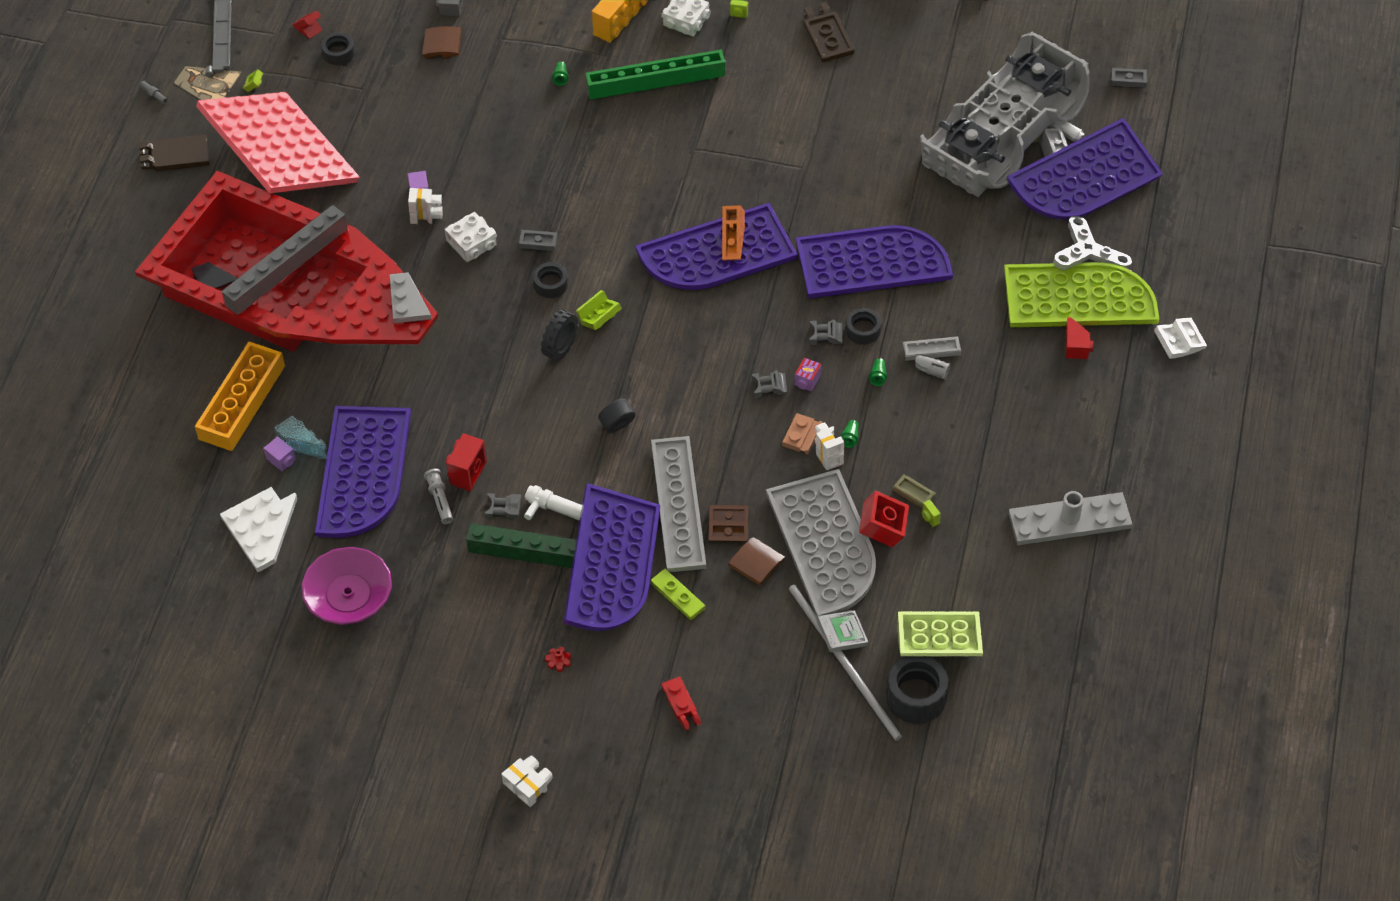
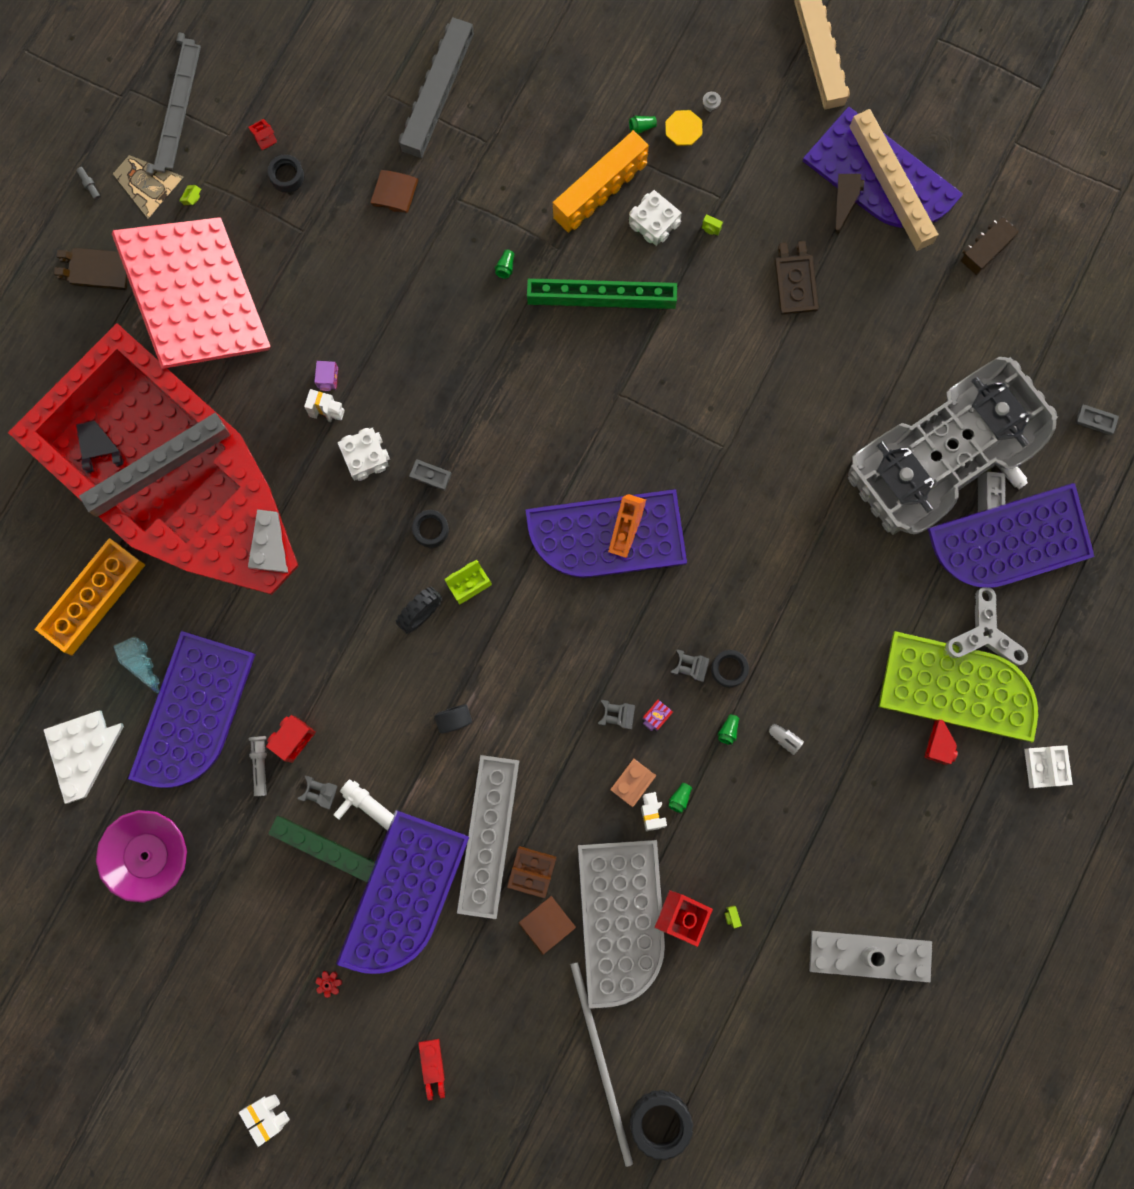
camera: 15 degrees right, 25 degrees up
(279, 454) = (115, 674): medium lavender brick -> none
(677, 594) = (461, 941): lime plate -> none
(842, 631) = (608, 1031): tile -> none
(870, 260) = (760, 587): dark purple plate -> none
(913, 491) = (724, 882): olive tile -> none
(932, 348) = (791, 714): light grey plate -> none
(939, 634) = (698, 1077): yellowish green slope -> none

